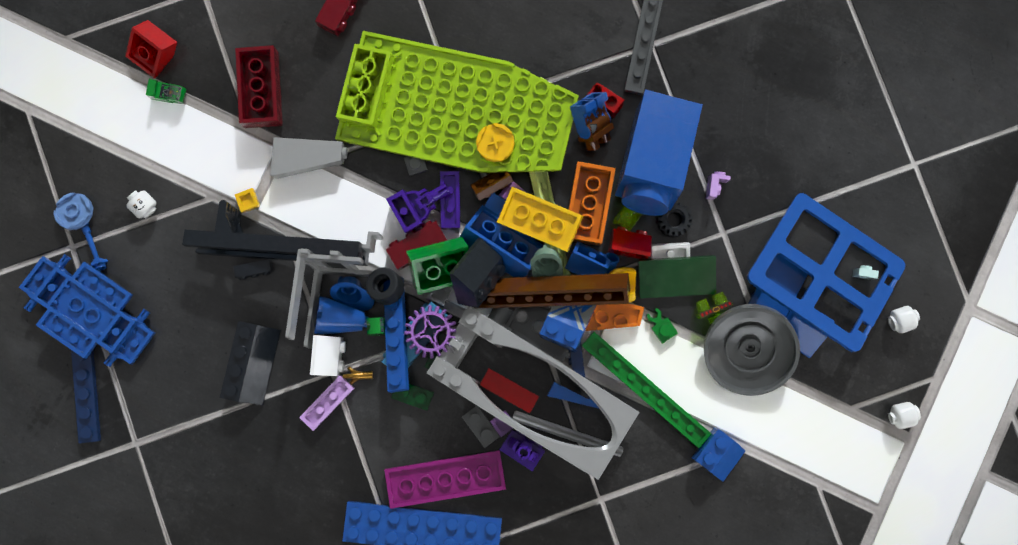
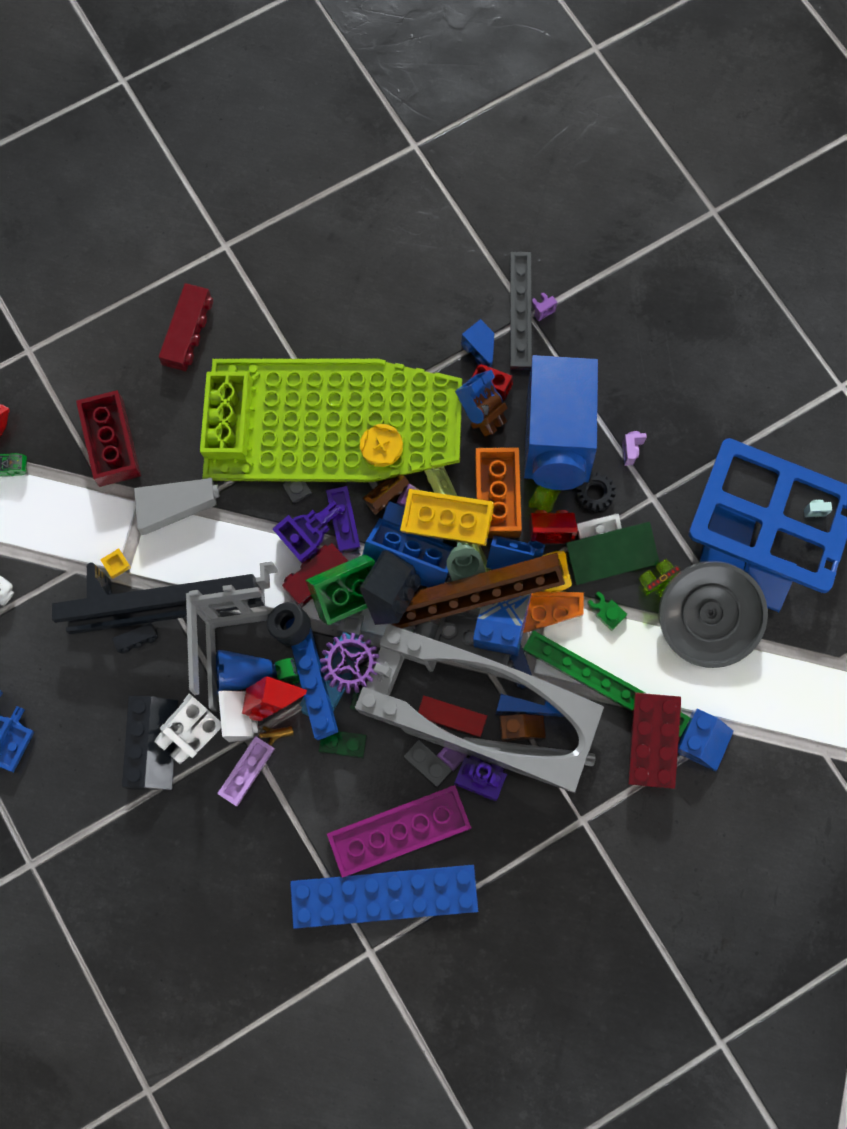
camera: 10 degrees left, 10 degrees down
(283, 359) = (189, 728): none -> white hips
(350, 292) = (252, 641): blue piece -> none
(356, 349) = (269, 697): none -> red slope
(566, 413) = (521, 727): none -> reddish brown slope
(602, 62) = (479, 342): none -> blue slope
(667, 40) = (545, 308): none -> medium lavender tile
(676, 448) = (654, 740): none -> dark red brick

